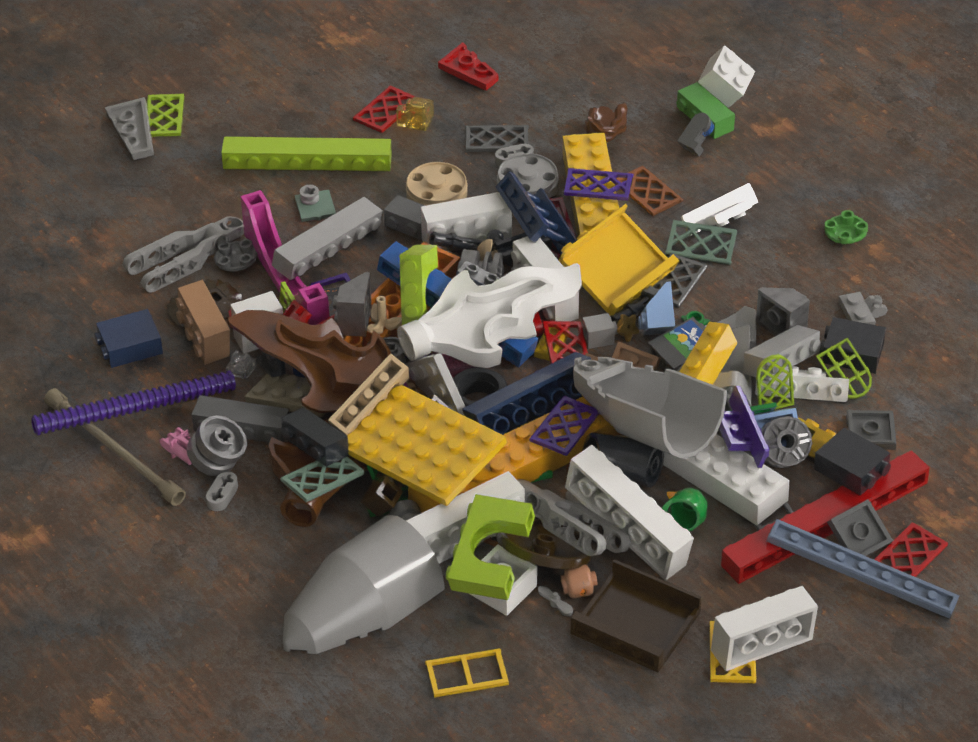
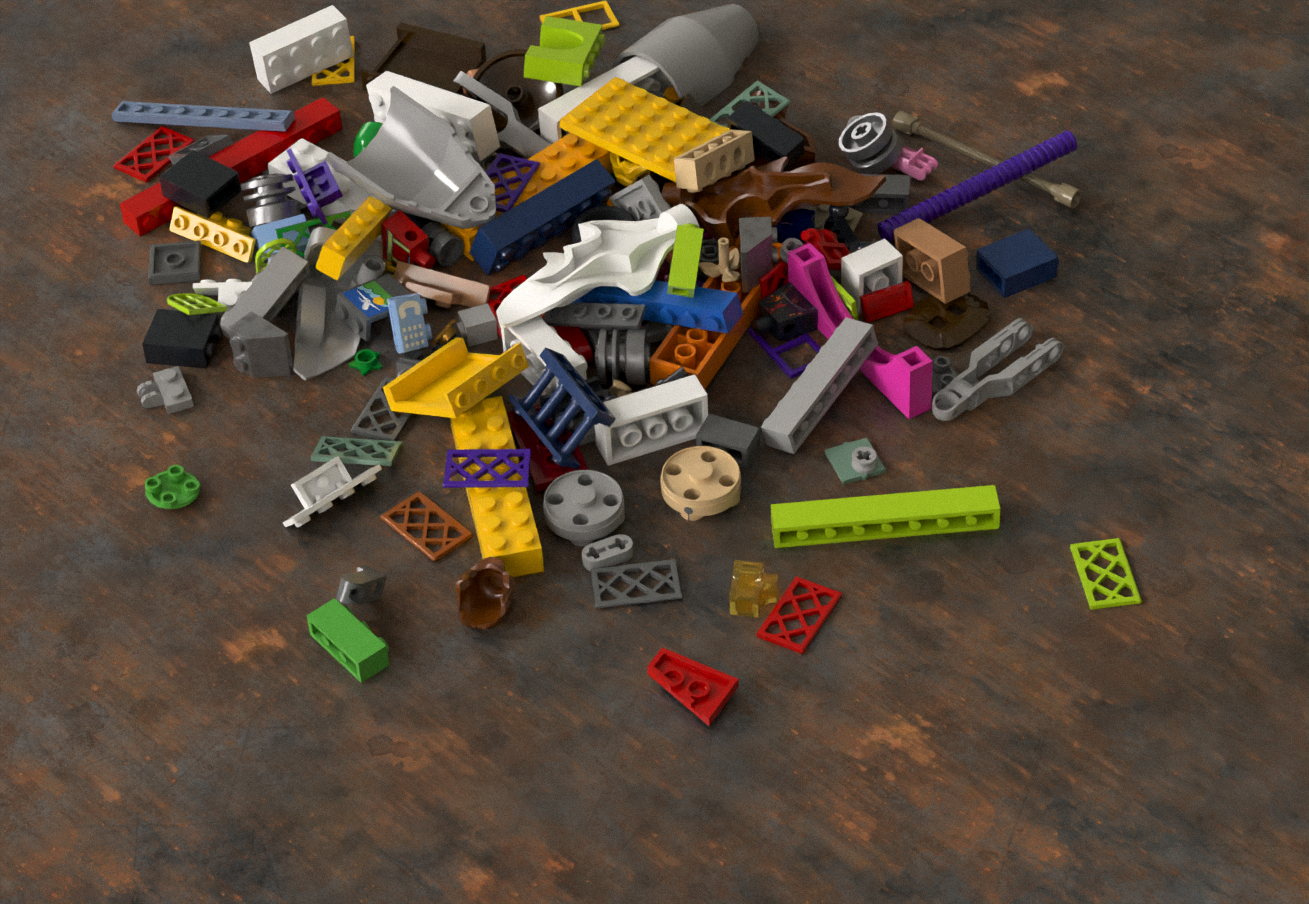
camera: 175 degrees right, 0 degrees up
(133, 126) = (1136, 539): light grey wing -> none
(321, 315) = (790, 243): none -> light grey bush
(726, 76) = (315, 673): white brick -> none

